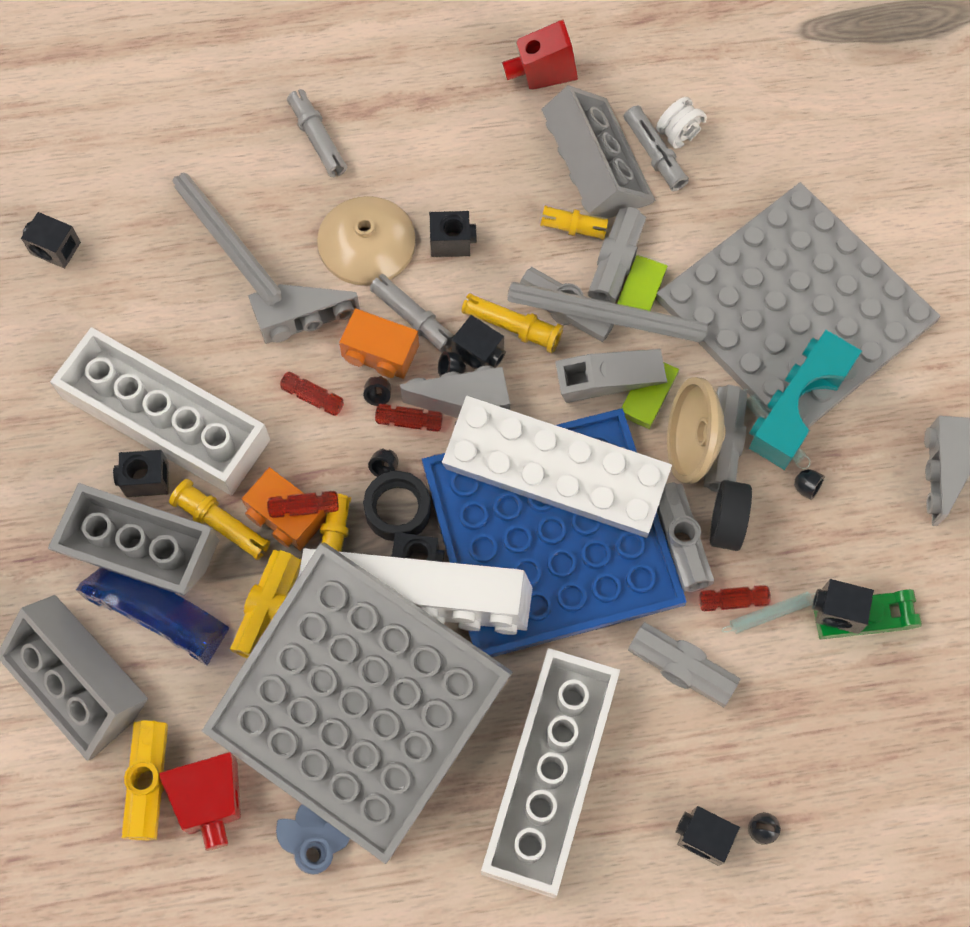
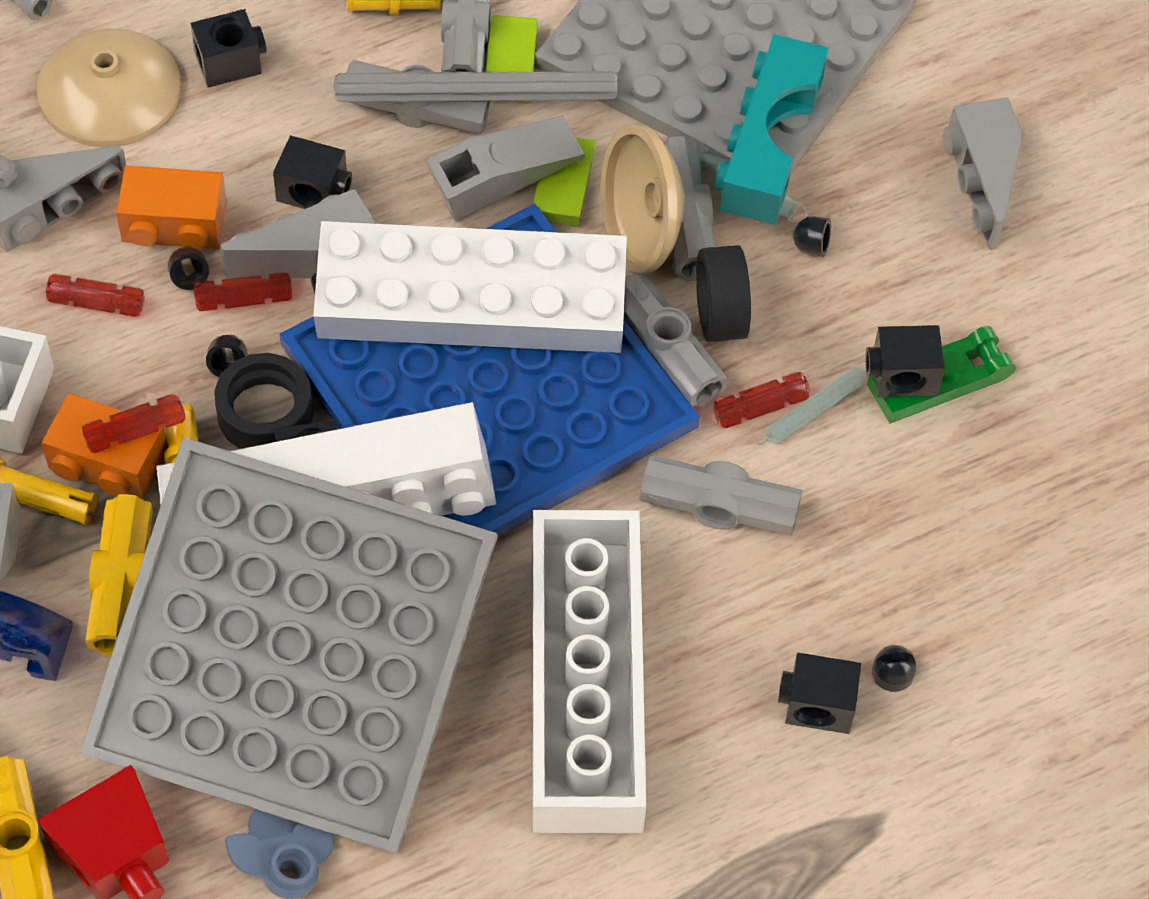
camera: 20 degrees left, 10 degrees down
(416, 316) = (203, 157): light grey pin -> none
(451, 363) = (278, 204): black hinge -> none
(527, 327) = (369, 138): yellow pin -> none

